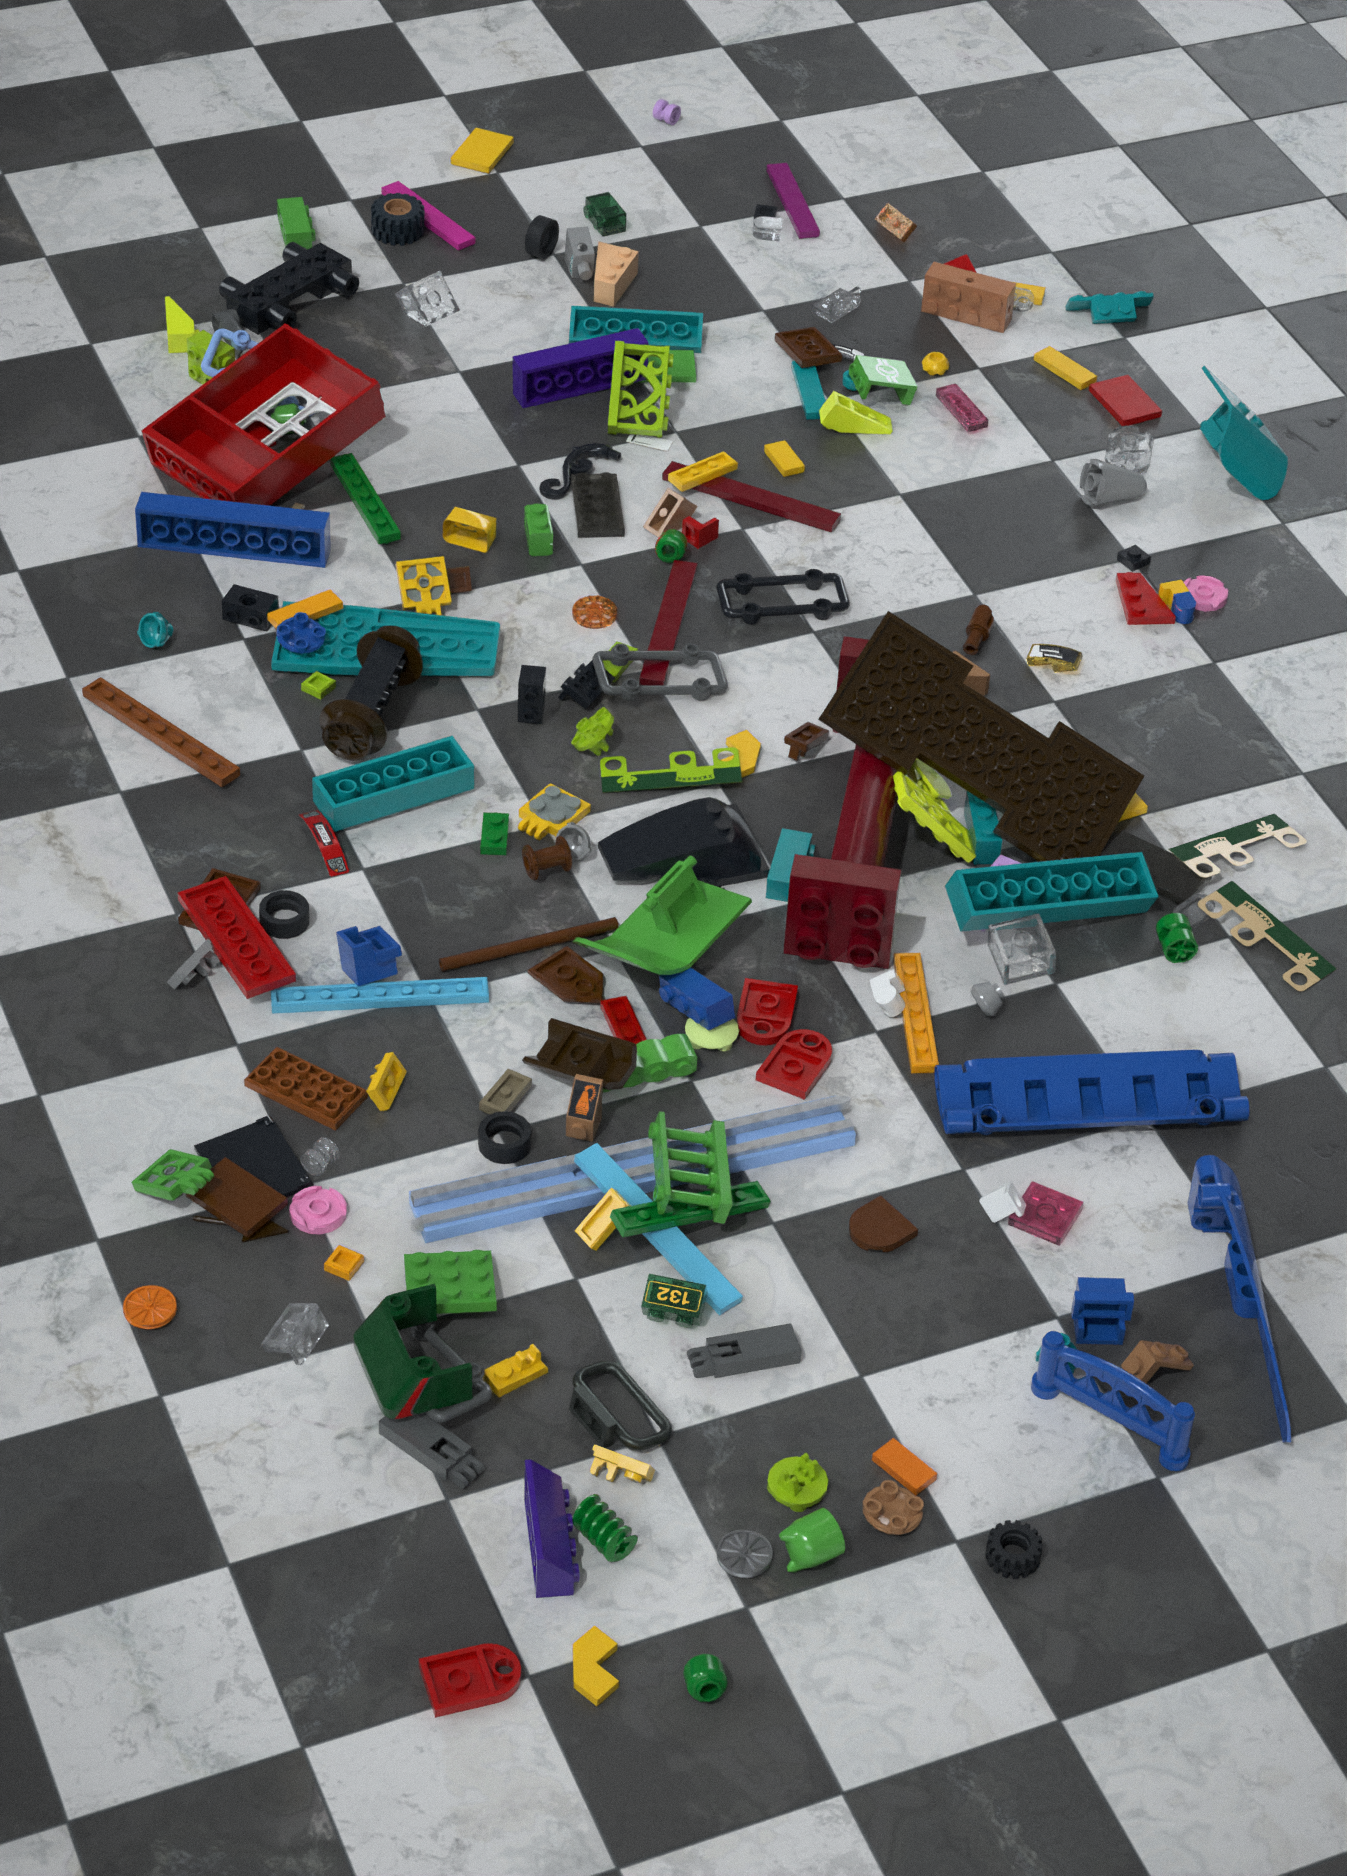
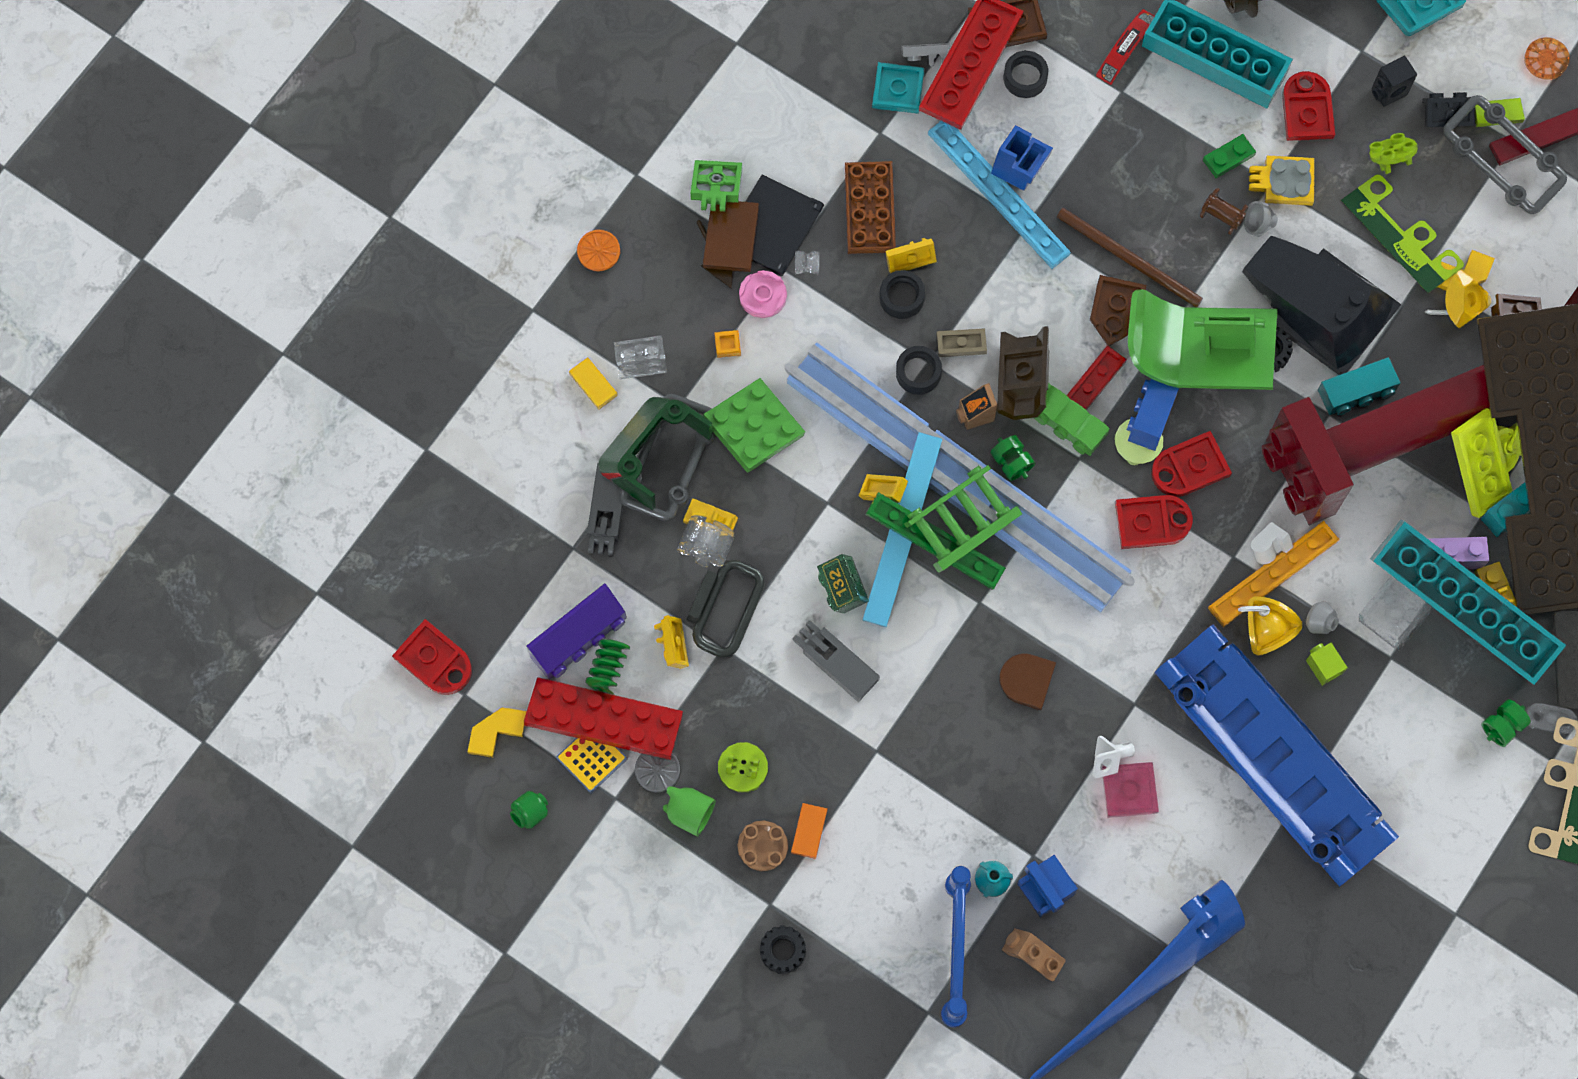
camera: 60 degrees right, 30 degrees up
(206, 1006) = (898, 88): none -> teal tile
(287, 1386) = (593, 383): none -> yellow tile
(418, 1123) = (902, 277): none -> black tyre
(501, 764) = (1308, 110): none -> red tile
(542, 1374) = (706, 541): none -> clear brick
(647, 1111) = (1011, 455): none -> green wheel
(654, 1566) = (603, 718): none -> red plate
(688, 1601) = (591, 762): none -> yellow tile
(771, 760) = (1463, 300): none -> yellow hat
(963, 1034) = (1270, 624): none -> yellow hat
(1030, 1019) = (1326, 663): none -> lime brick

